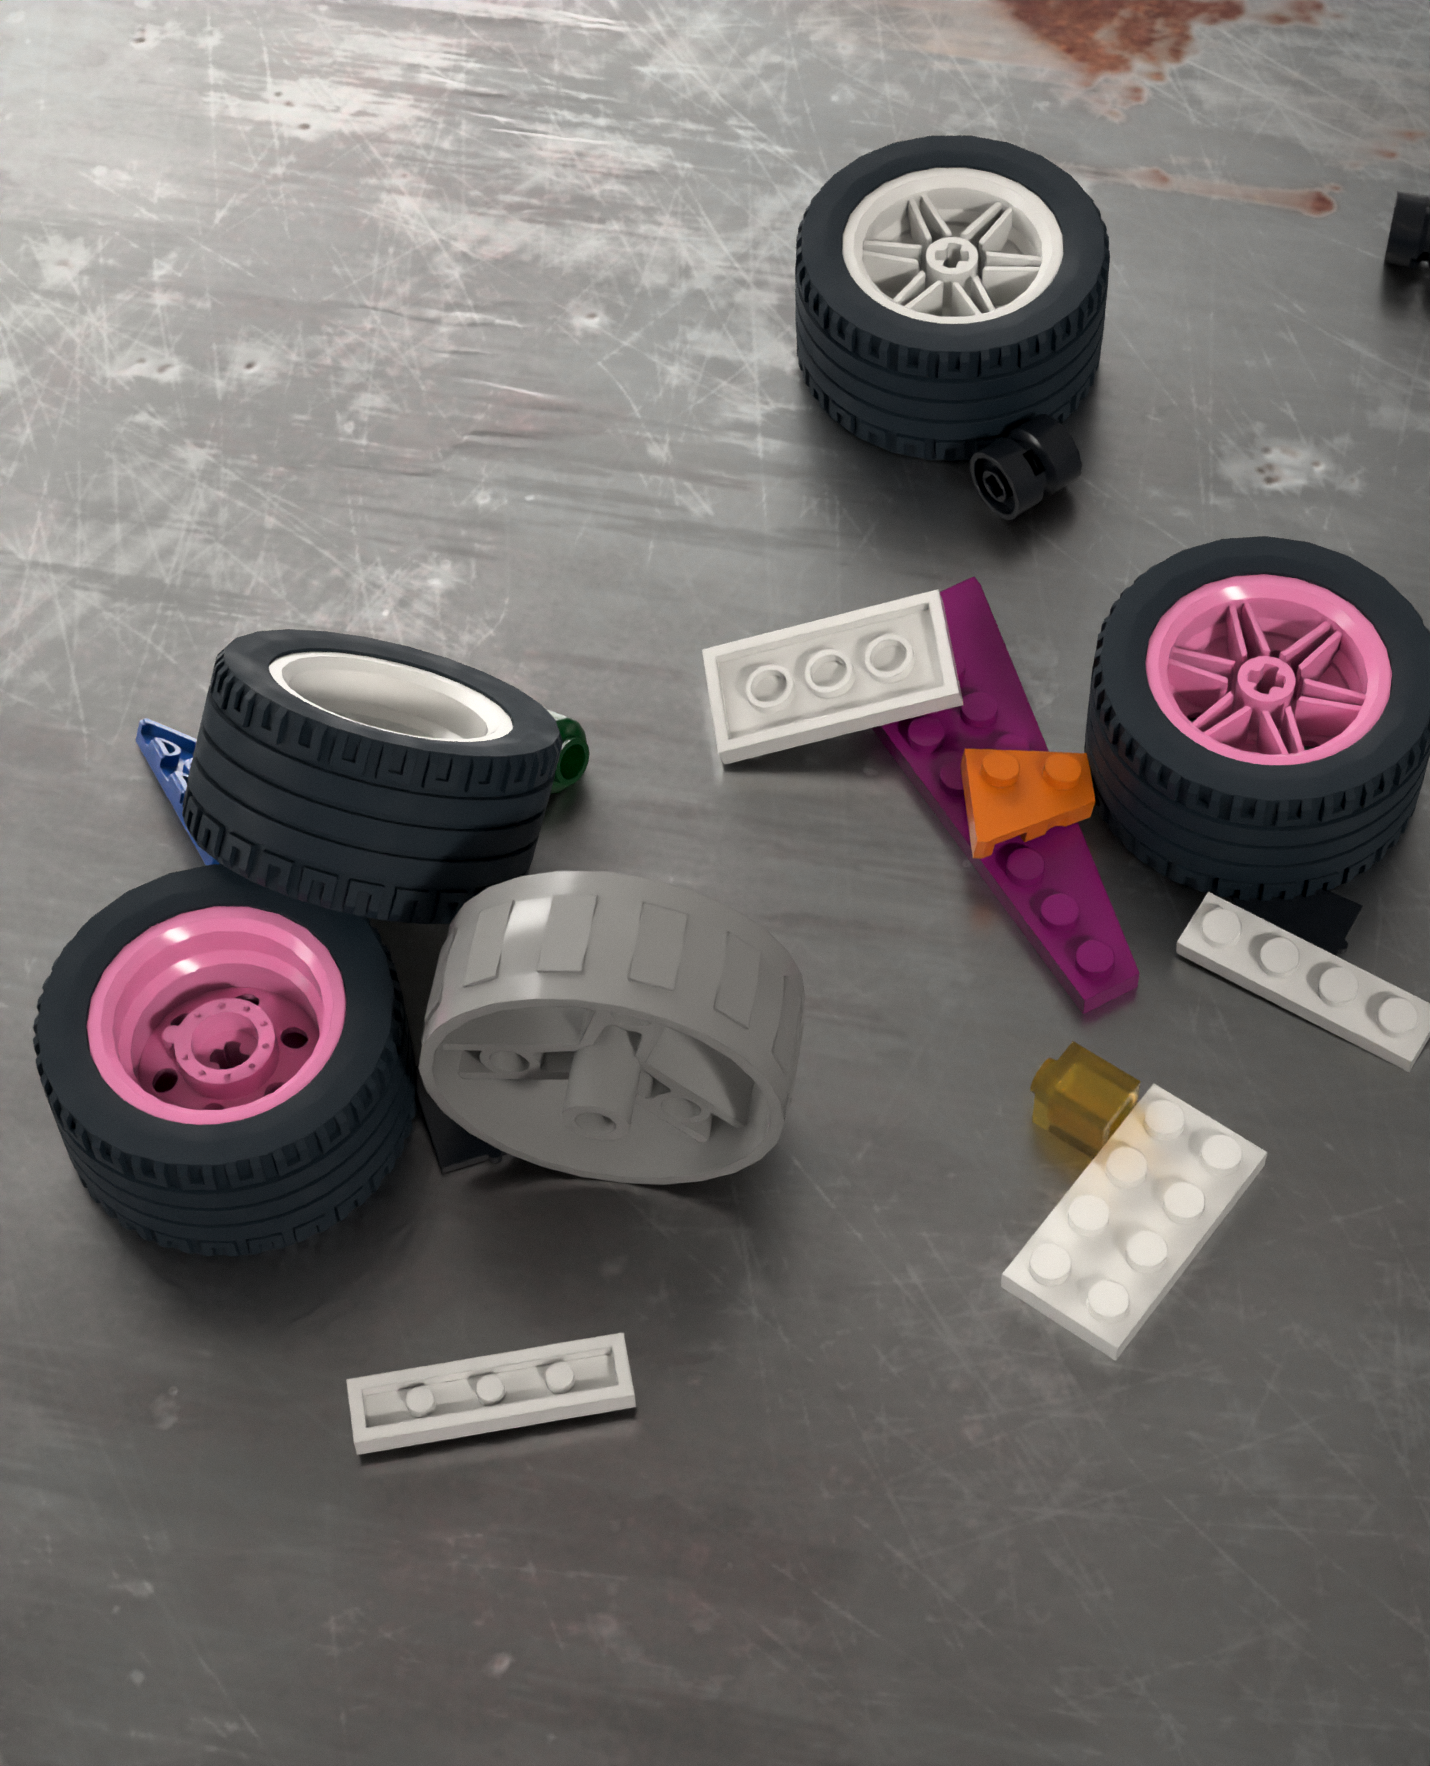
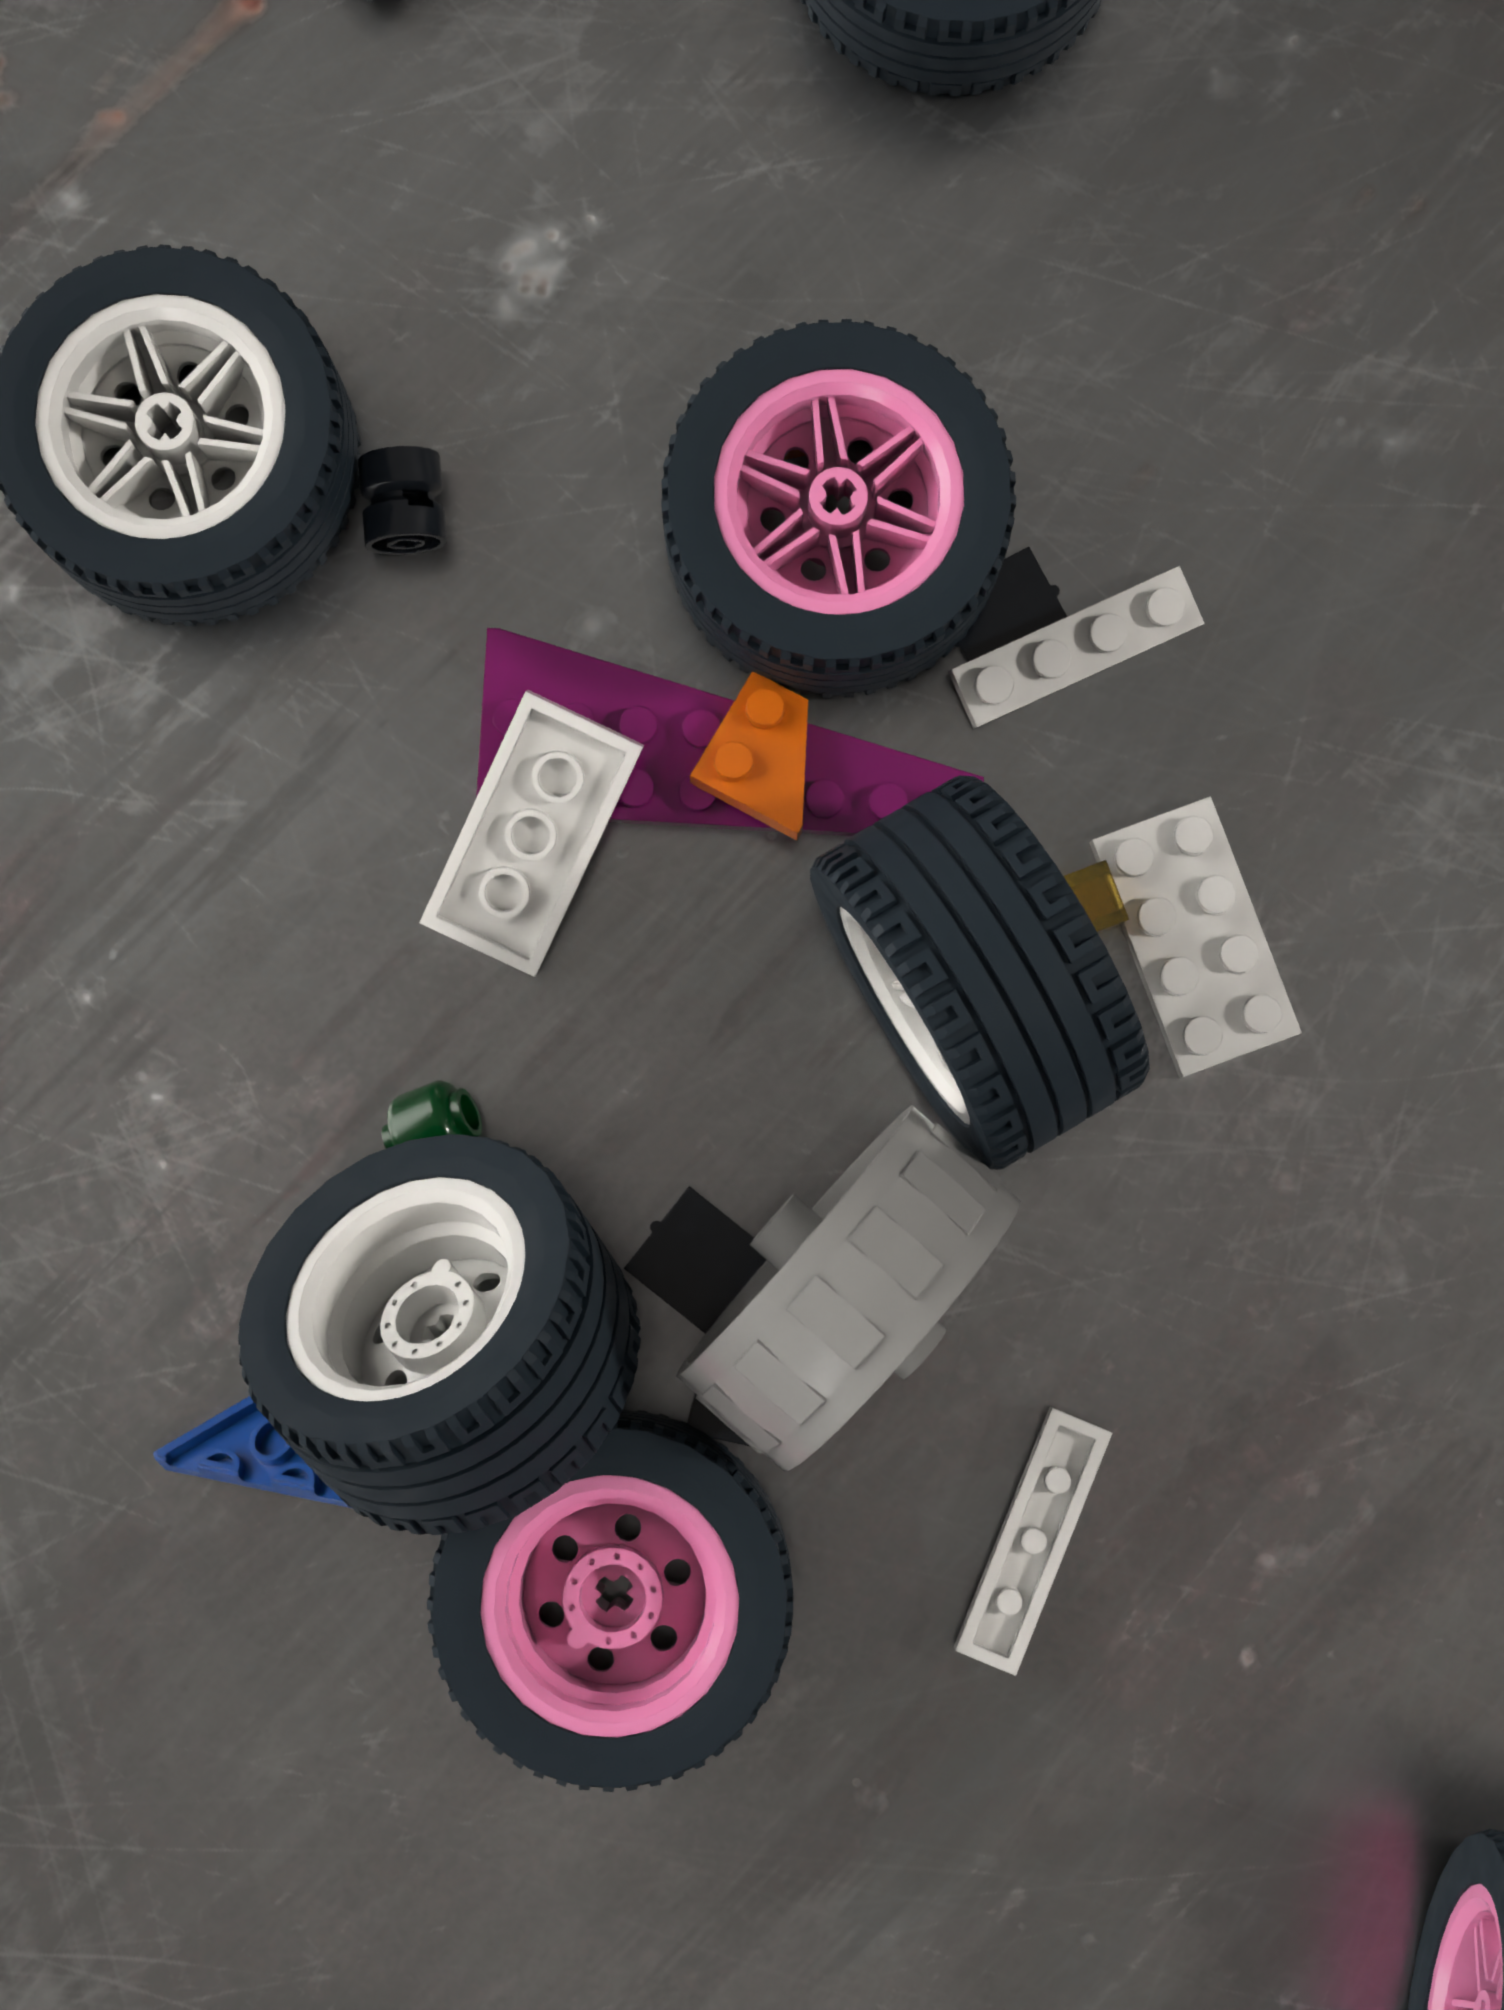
camera: 60 degrees left, 30 degrees up
(950, 976) = (982, 970): none -> black wheel

